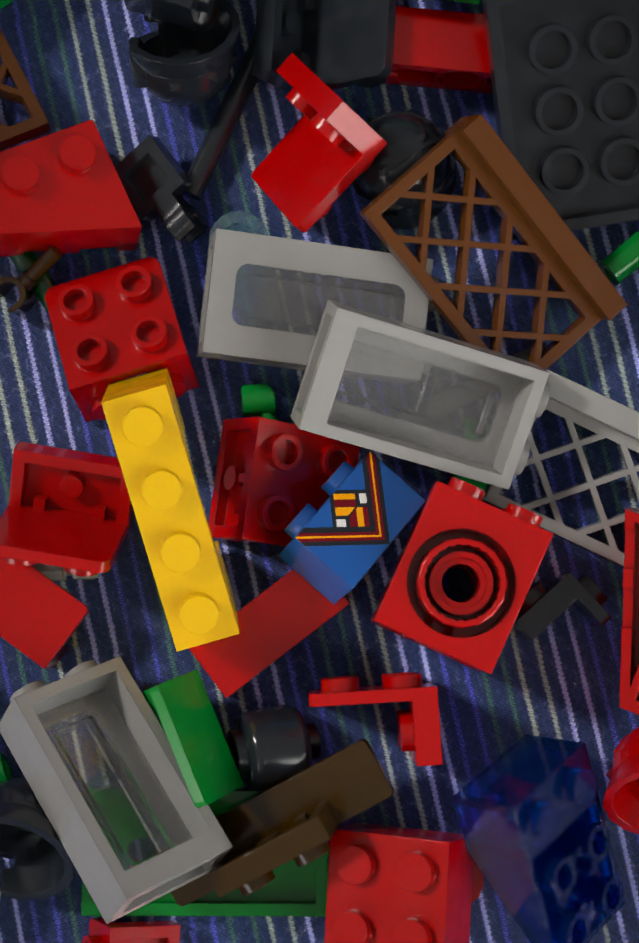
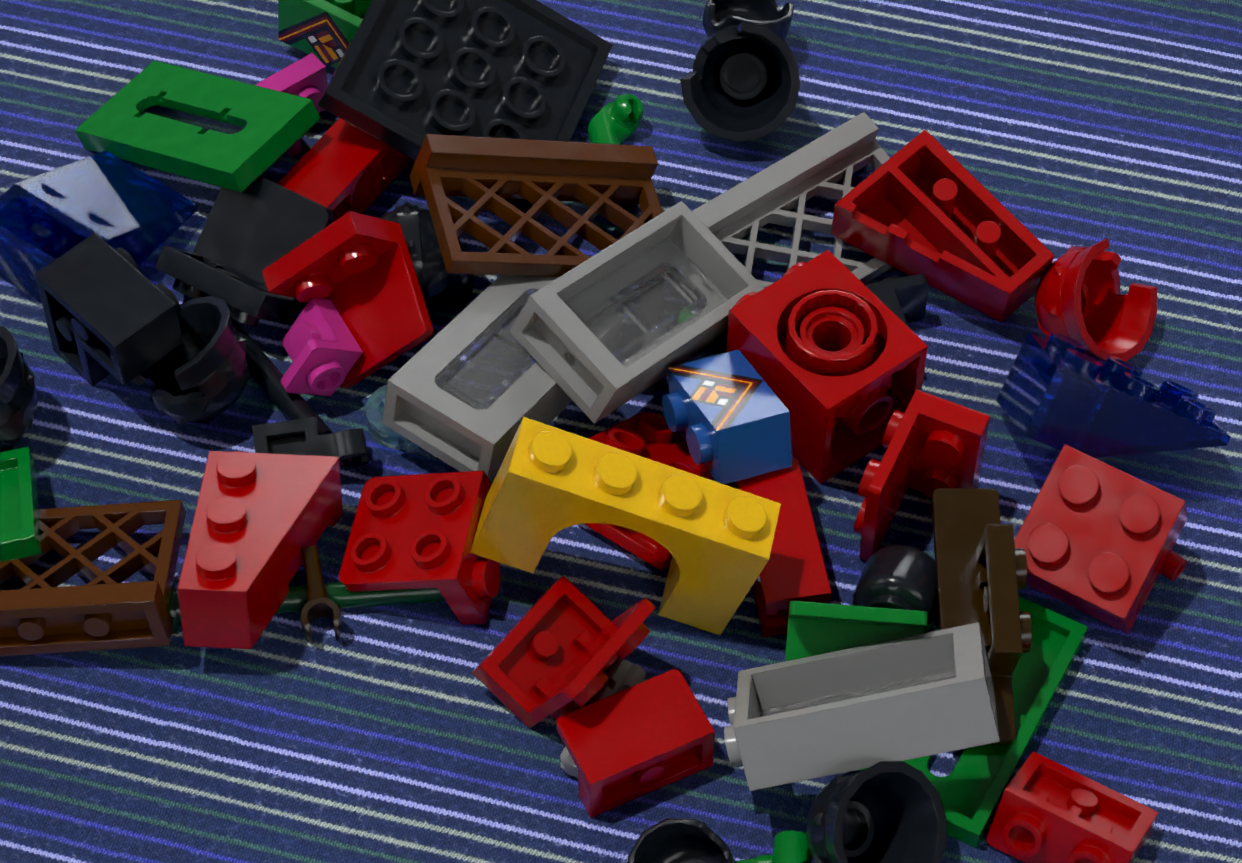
camera: 60 degrees left, 30 degrees down
(267, 142) = (319, 350): none -> dark pink bracket

